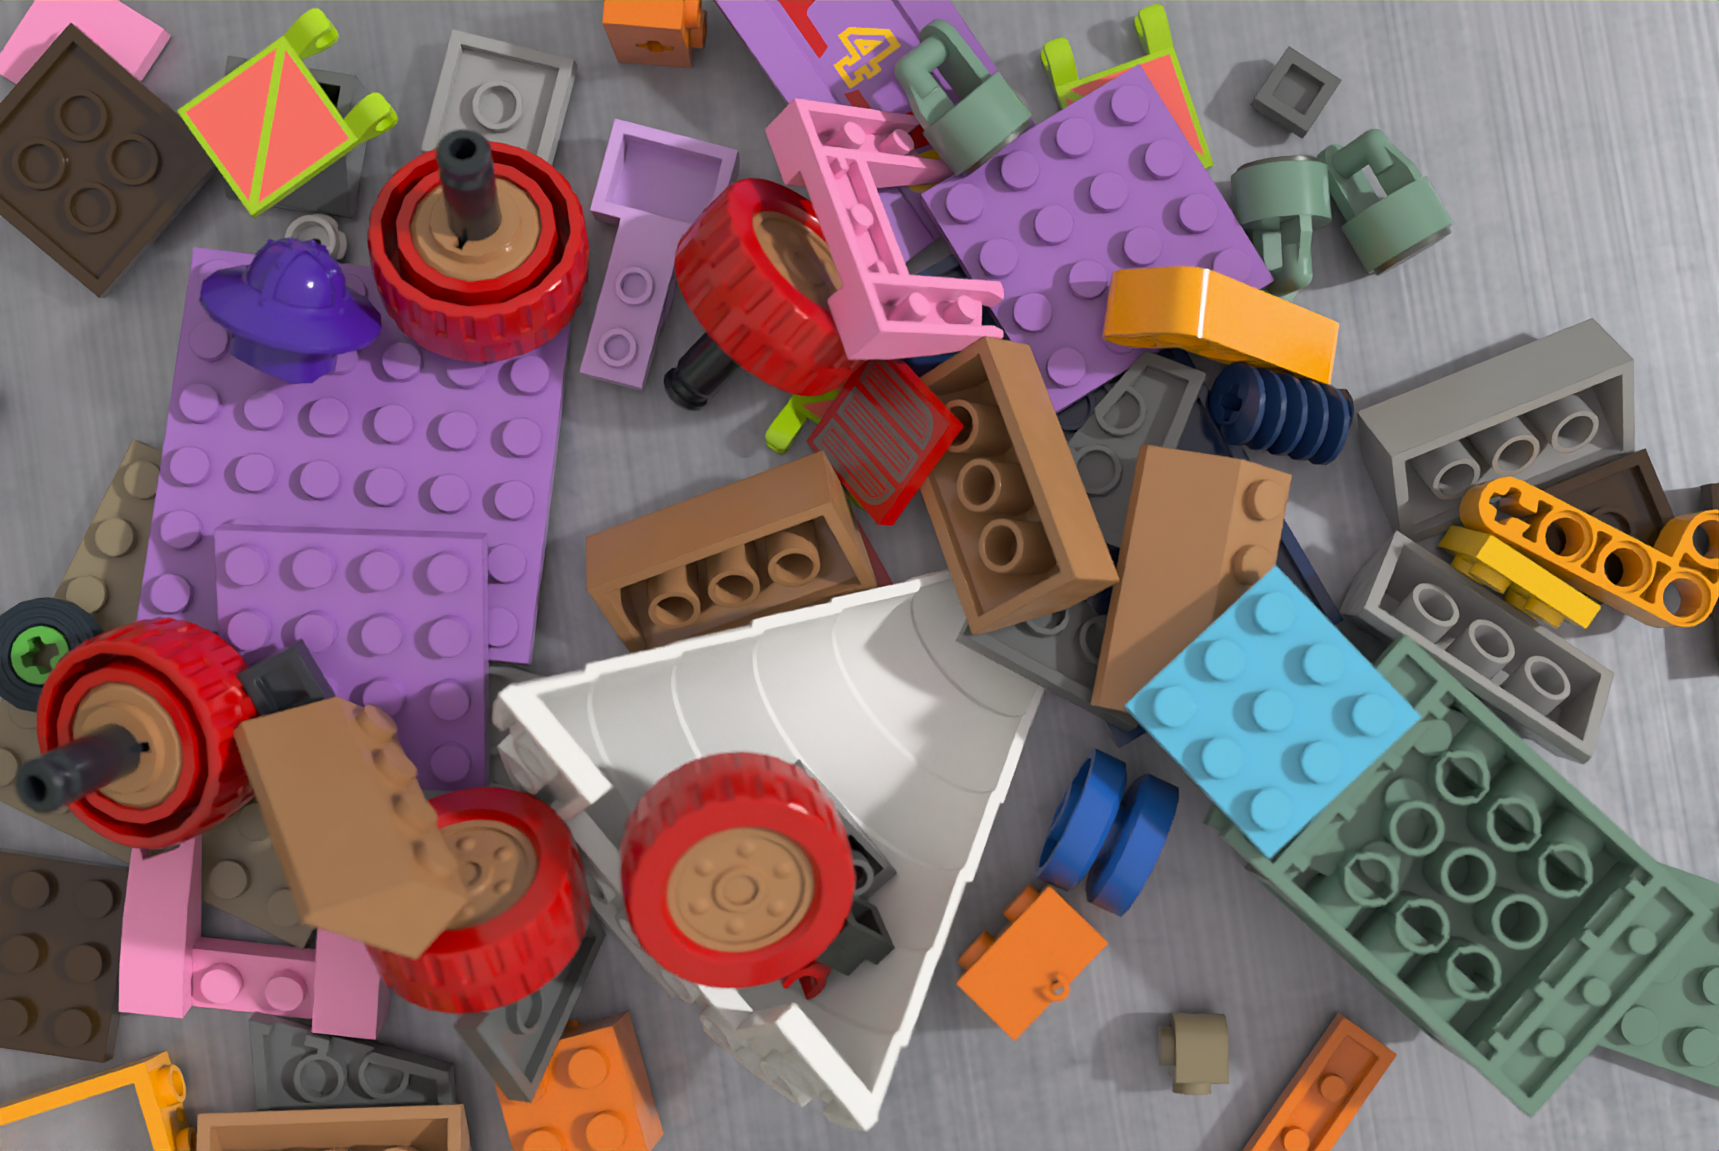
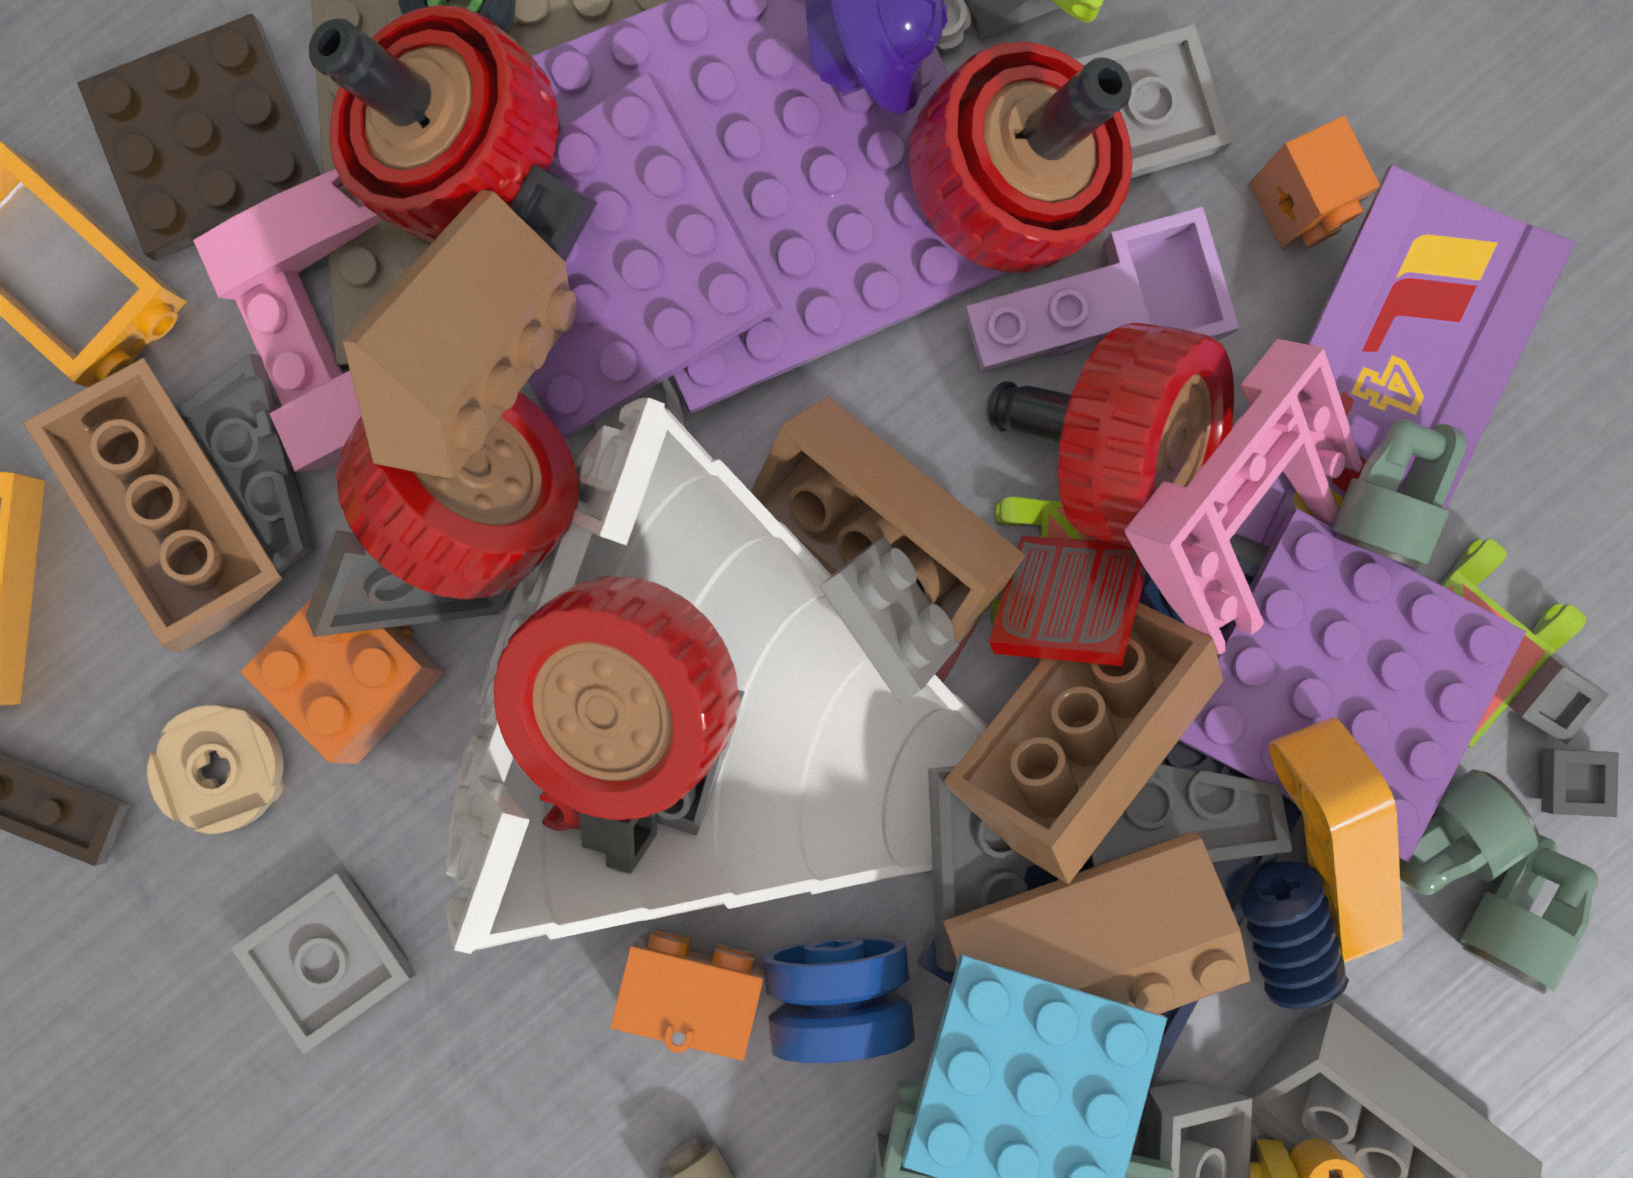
camera: 55 degrees right, 0 degrees up
(807, 596) = (891, 617): none -> light grey plate
(1215, 69) = (1558, 700): none -> plate

